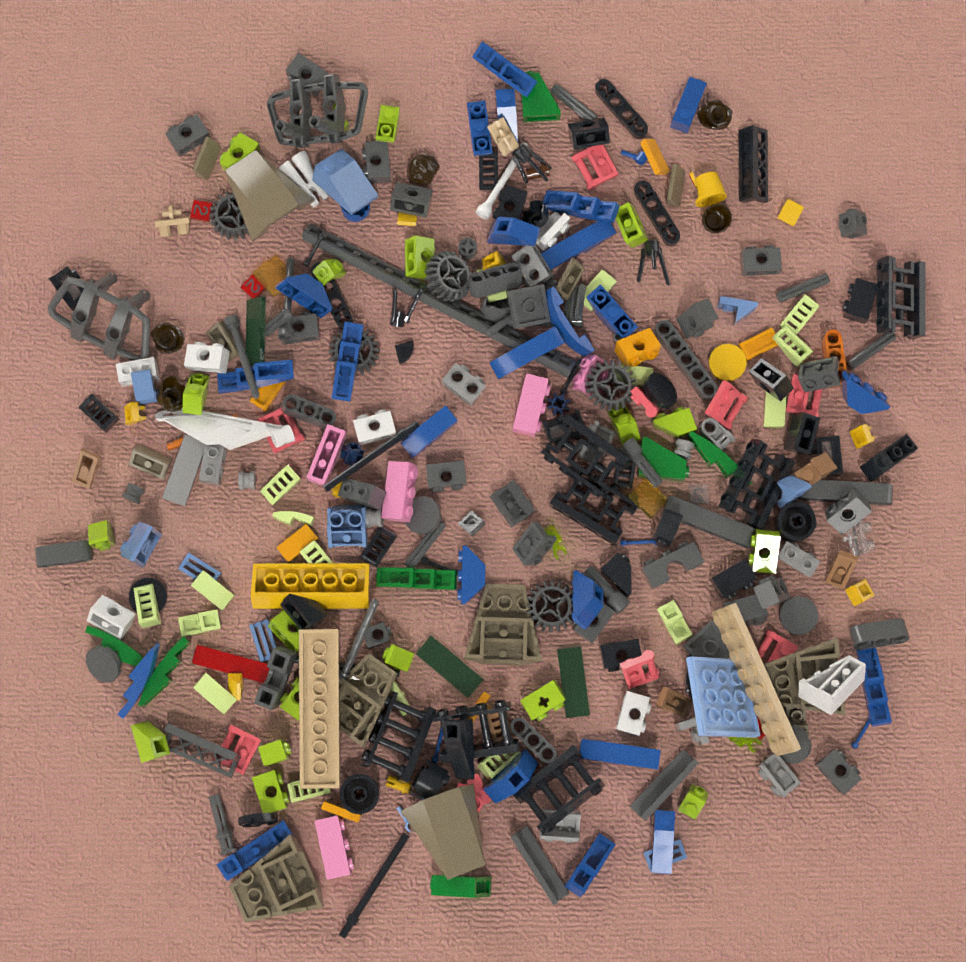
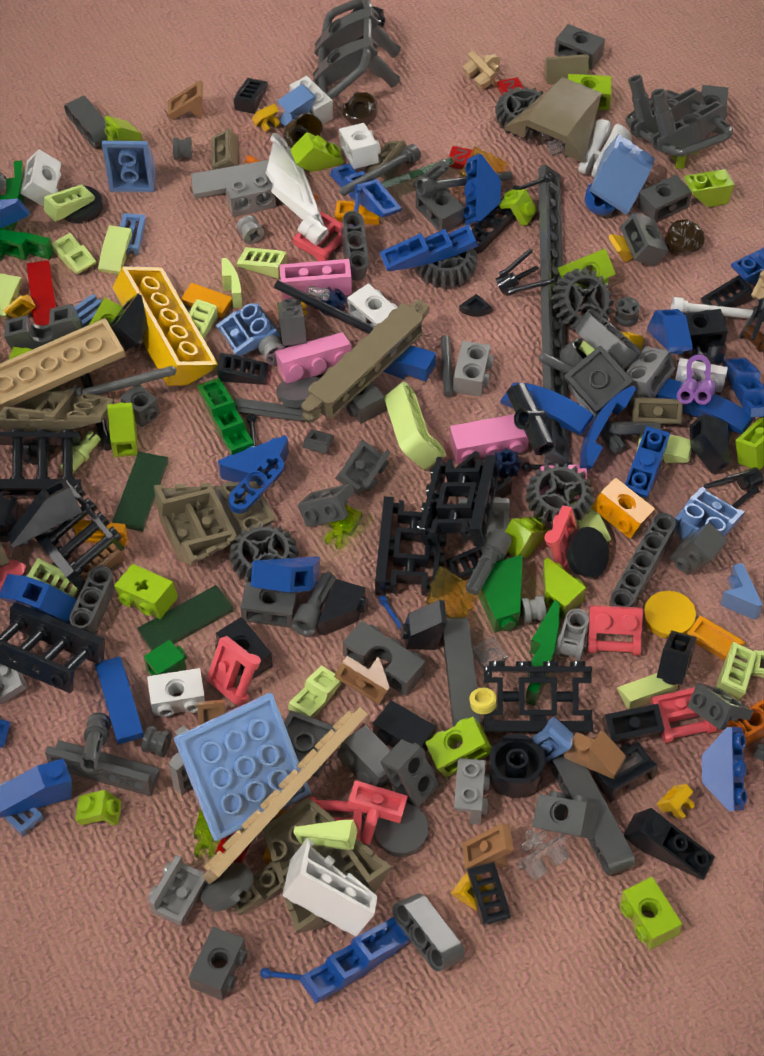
camera: 65 degrees right, 25 degrees down
(260, 383) = (358, 187): none -> blue hinge
(343, 464) = (319, 293): none -> clear arm
(432, 458) = (365, 361): none -> dark tan hinge
(448, 400) = (446, 366): none -> dark grey bar
(496, 455) = (411, 427): none -> yellowish green beam
(497, 601) = (267, 481): none -> blue beam
(540, 371) = (530, 419): none -> black piece
(571, 243) = (691, 389): none -> medium lavender piece
(605, 710) = (165, 659): none -> green brick
(612, 258) = (711, 442): none -> black slope
(644, 781) = (95, 736): none -> dark grey pin
(663, 742) = (156, 741): none -> dark grey wheel
(670, 292) = (706, 508): none -> medium blue slope
(685, 583) = (368, 682): none -> medium nougat slope
(743, 519) = (483, 700): none -> light yellow tile
(781, 623) = (376, 803): none -> coral plate
(802, 663) = (330, 834): none -> yellowish green slope
(884, 589) = (481, 907): none -> black slope
(939, 490) = (649, 897): none -> lime brick

